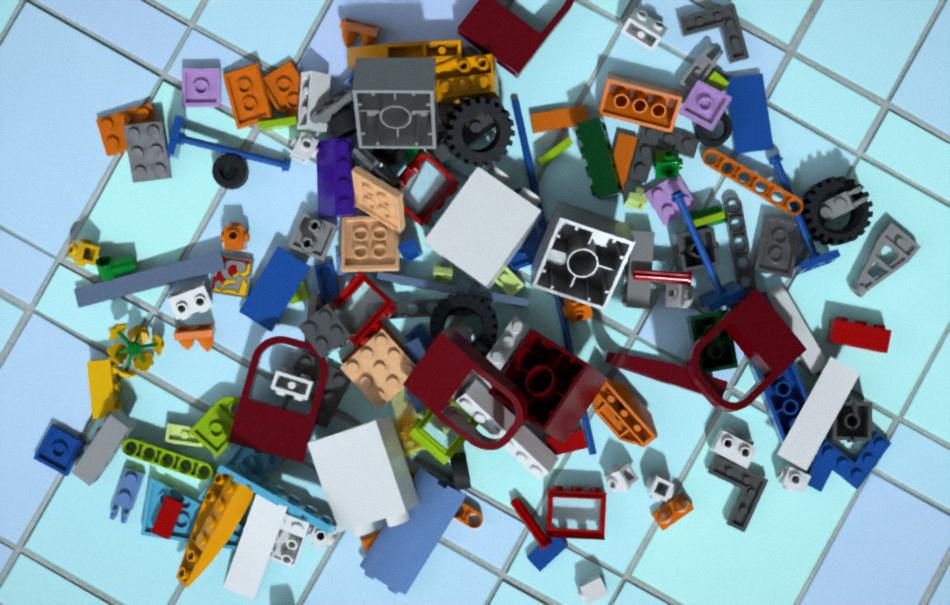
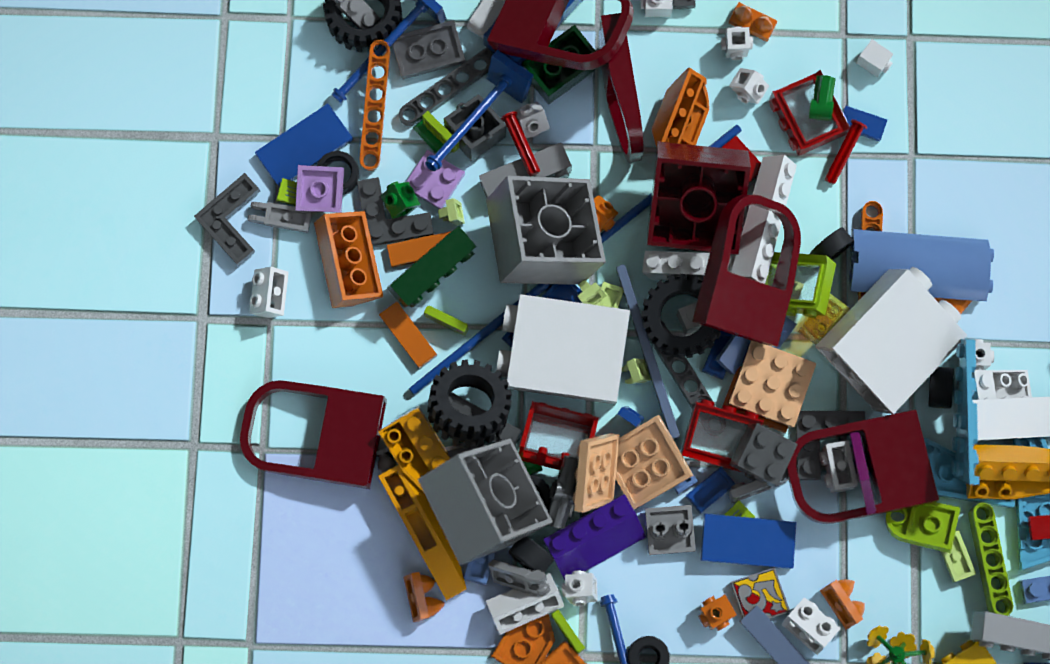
camera: 115 degrees left, 10 degrees down
(276, 396) = (863, 473): none -> magenta tile
(311, 493) = (941, 388): none -> black tyre
(518, 268) = (591, 293): none -> yellowish green tile
(574, 524) = (821, 104): none -> green piece

